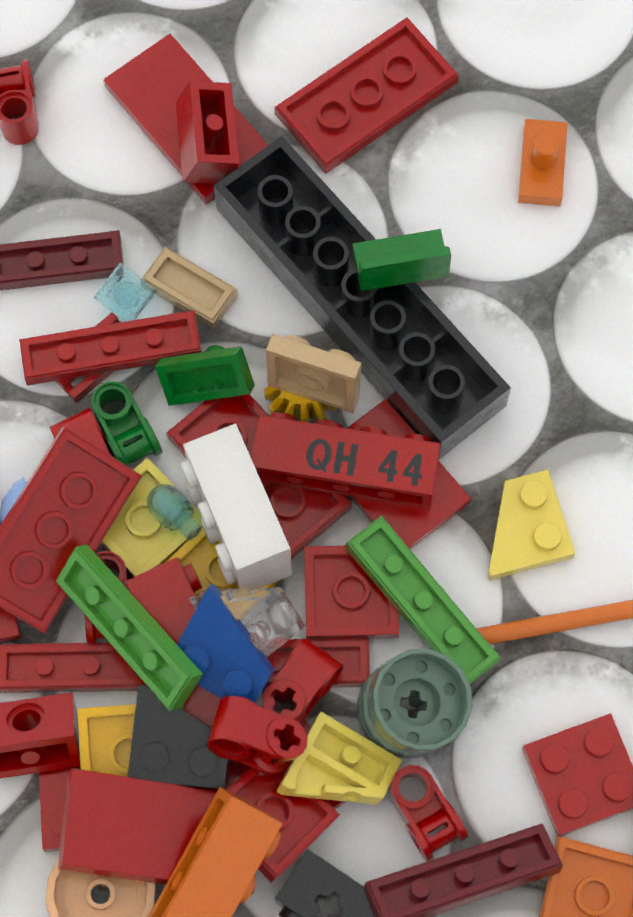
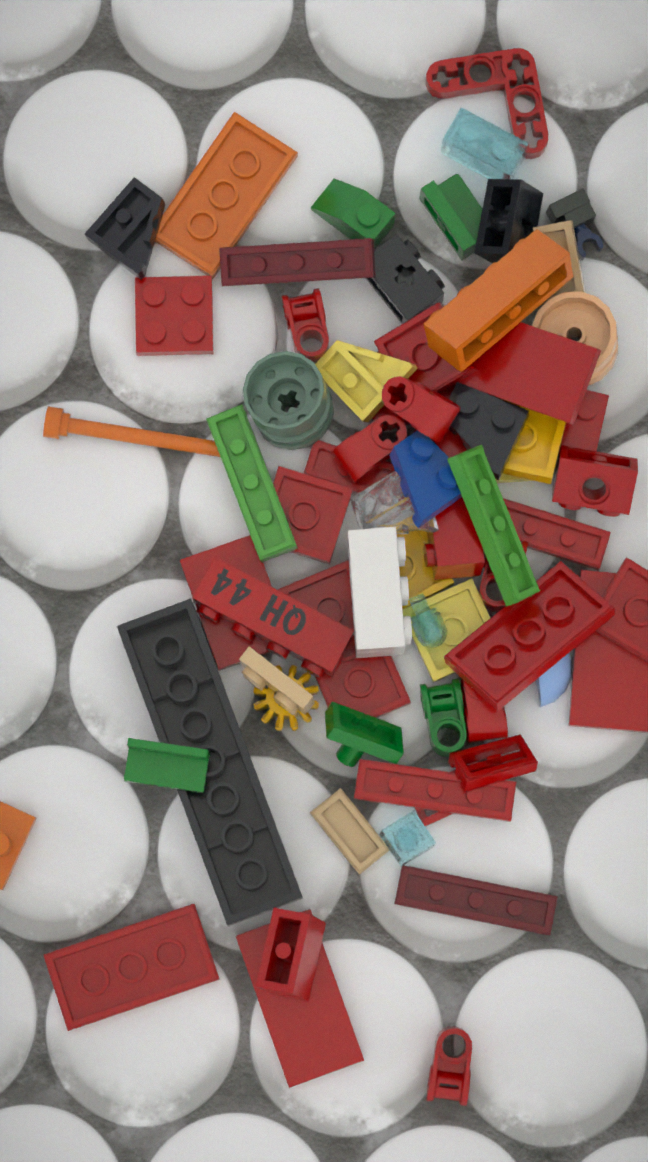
camera: 165 degrees left, 10 degrees up
(85, 369) = (496, 767): none -> red tile
(529, 527) = (140, 523): light yellow wing -> none

